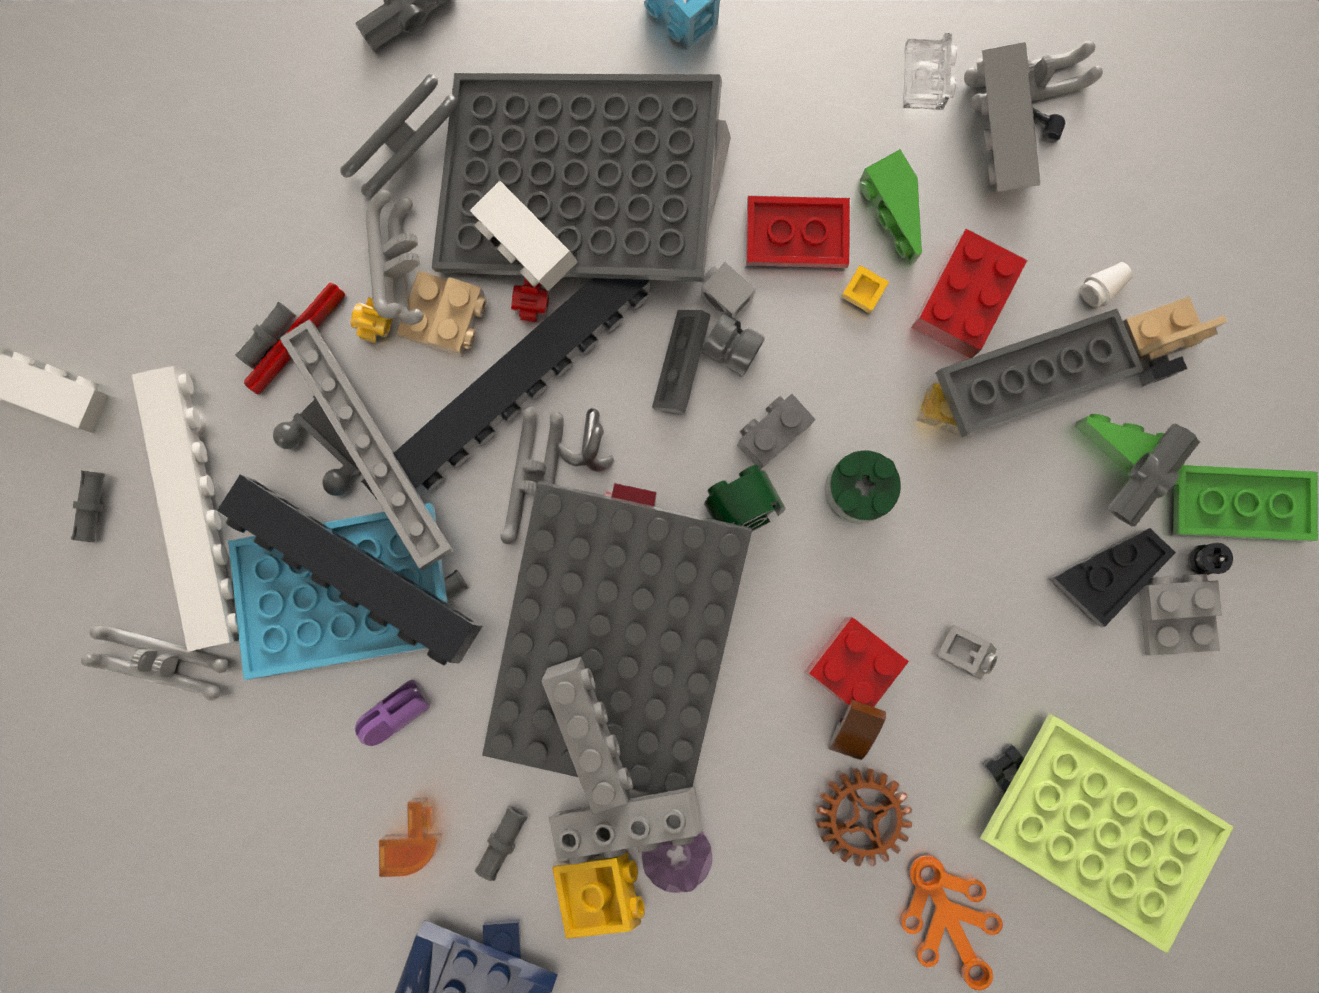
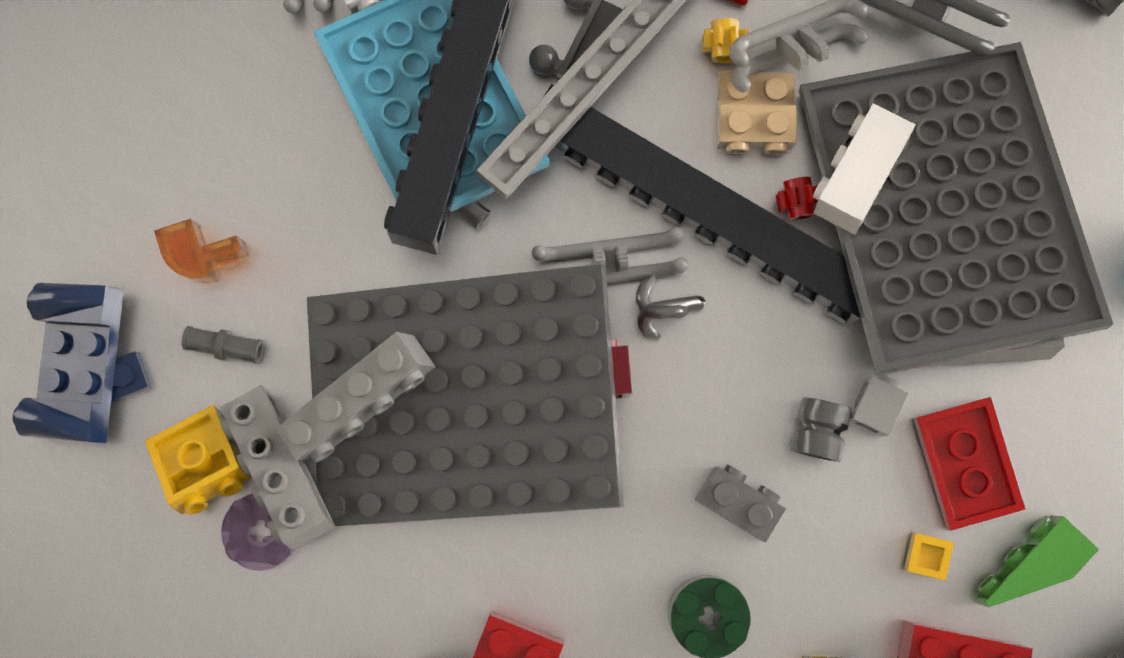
camera: 80 degrees right, 0 degrees up
(391, 714) = (322, 191): medium lavender arm -> none
(681, 361) = (785, 379): dark grey plate -> none
(744, 500) = (653, 492): dark green brick -> none

